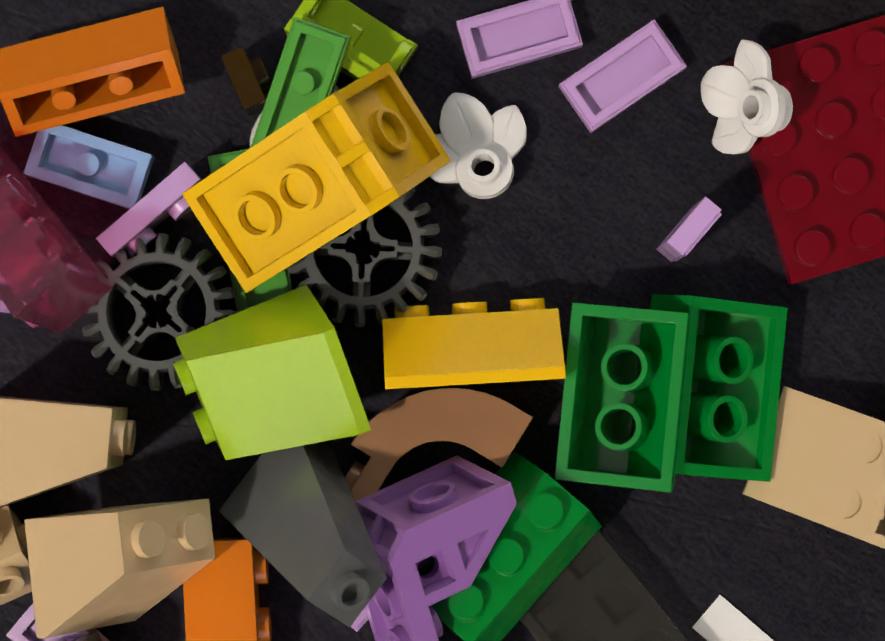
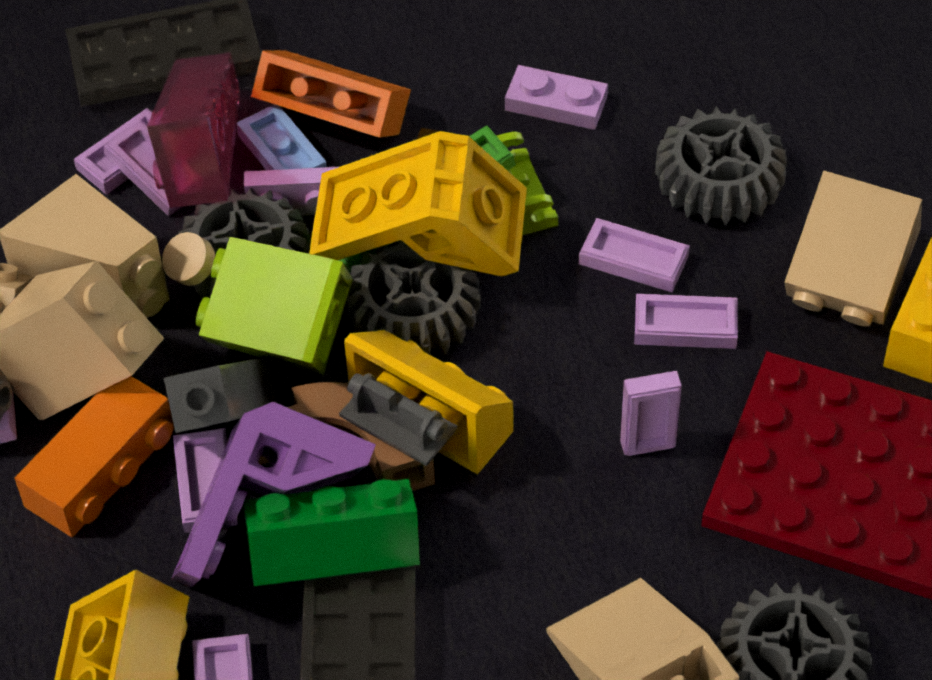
camera: 40 degrees right, 35 degrees down
(139, 384) = (188, 258): none -> tan tile
(476, 136) = (543, 295): white plate -> none
(482, 414) = (396, 419): none -> dark grey hinge
(622, 397) = (501, 477): green slope -> none
(728, 386) = (583, 532): green slope -> none
(745, 100) = (762, 372): white plate -> none

